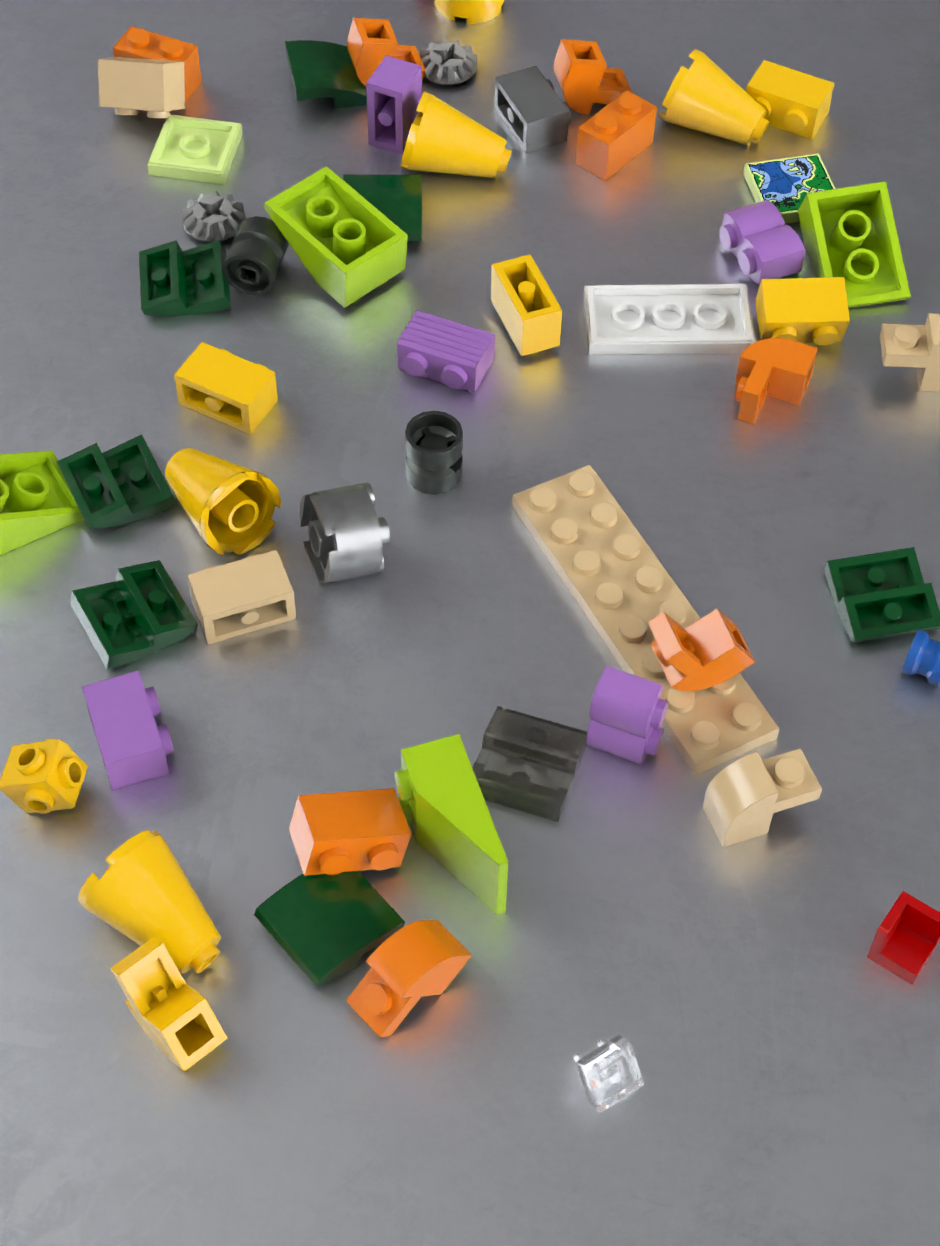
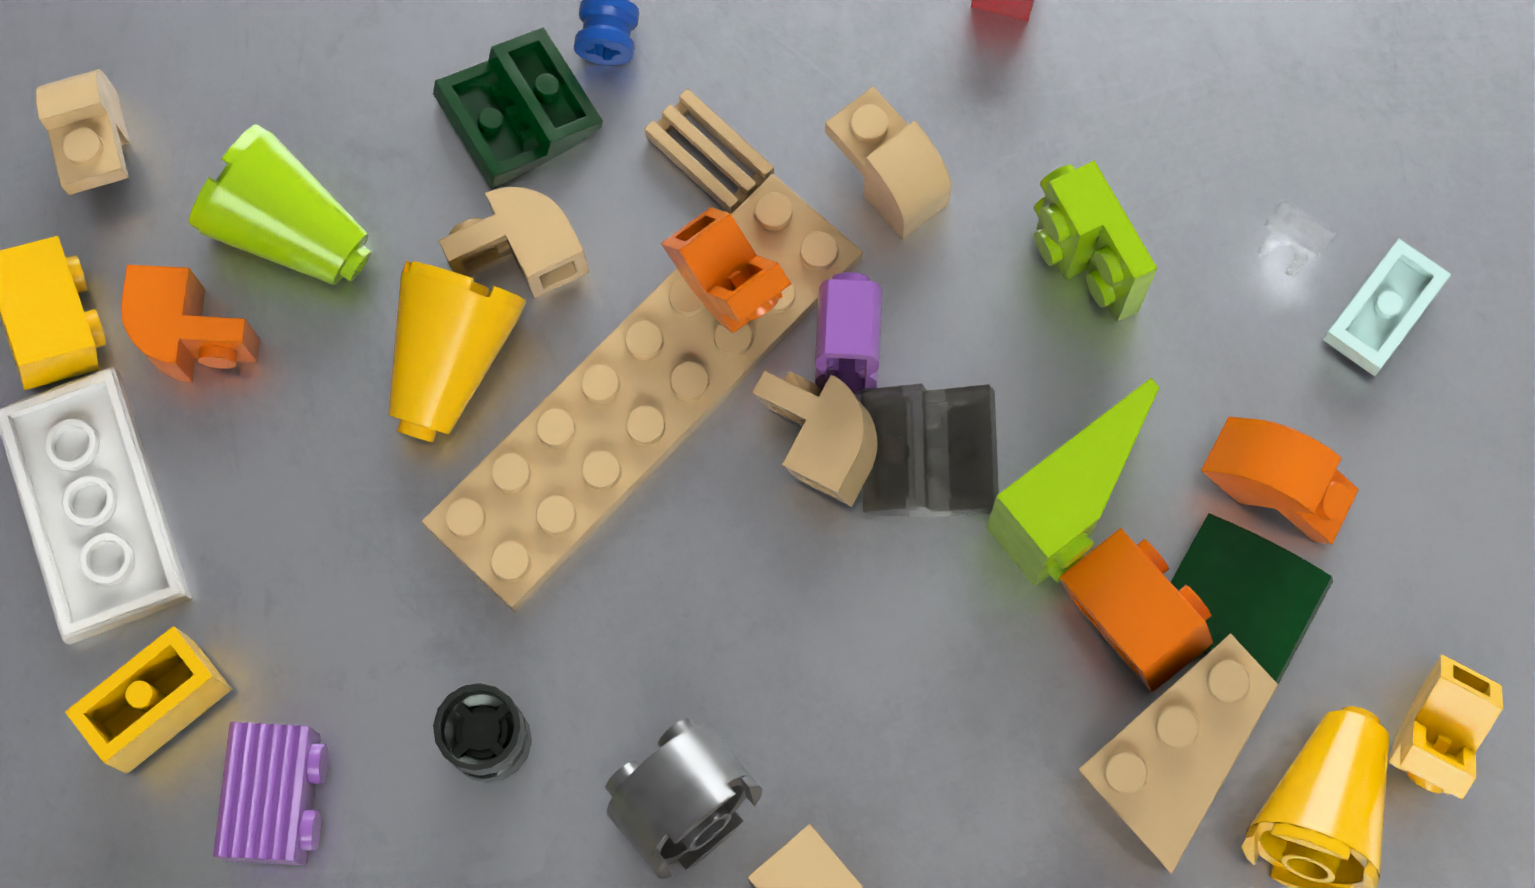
camera: 105 degrees left, 20 degrees up
(237, 821) = (1181, 748): none -> tan wedge
(521, 1118) = (1386, 307): none -> light aqua plate
(554, 693) = (836, 433): none -> tan brick
(646, 905) = (1088, 230): none -> lime plate
(710, 498) = (444, 345): none -> yellow cone
(774, 569) = (521, 227): none -> tan brick
(807, 693) = (675, 118): none -> tan tile
(835, 433) = (279, 211): none -> lime cone

